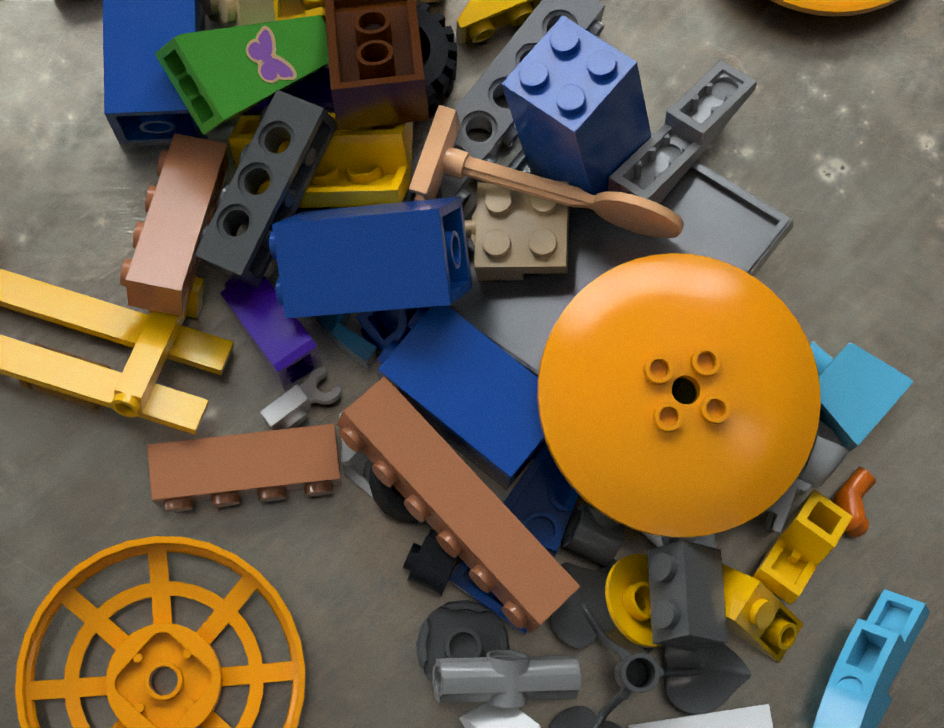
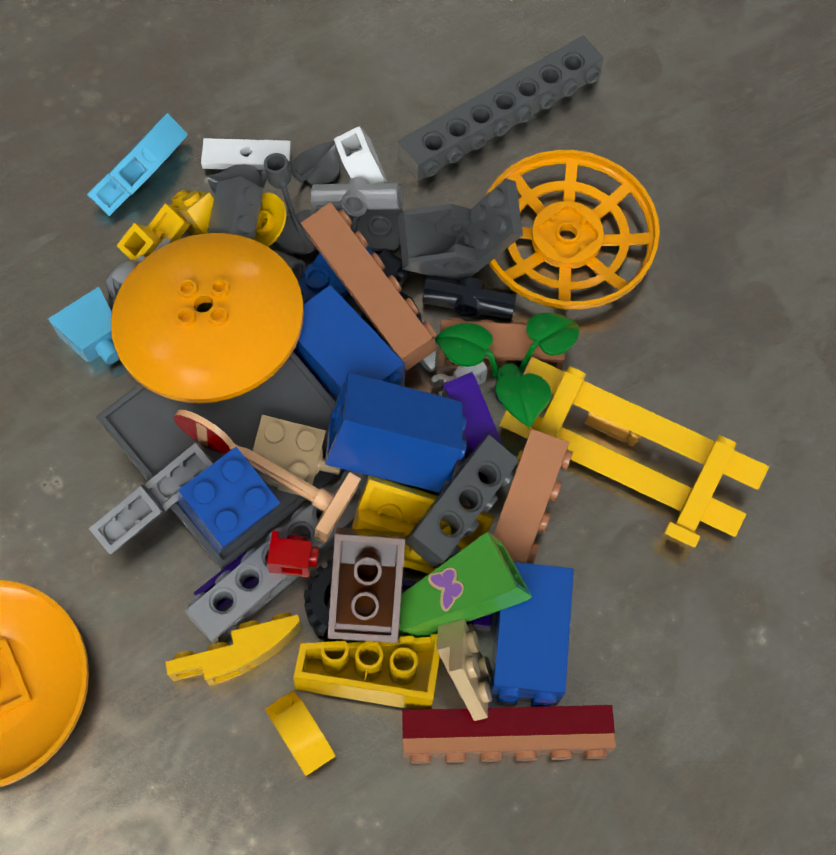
camera: 165 degrees left, 10 degrees down
(295, 426) = (520, 394): none -> green plant
(304, 540) = (469, 297): none -> black piece
(330, 622) = (459, 240): none -> dark grey bracket
(478, 83) = (291, 555): none -> red brick
(850, 500) = (114, 258): orange arm -> none

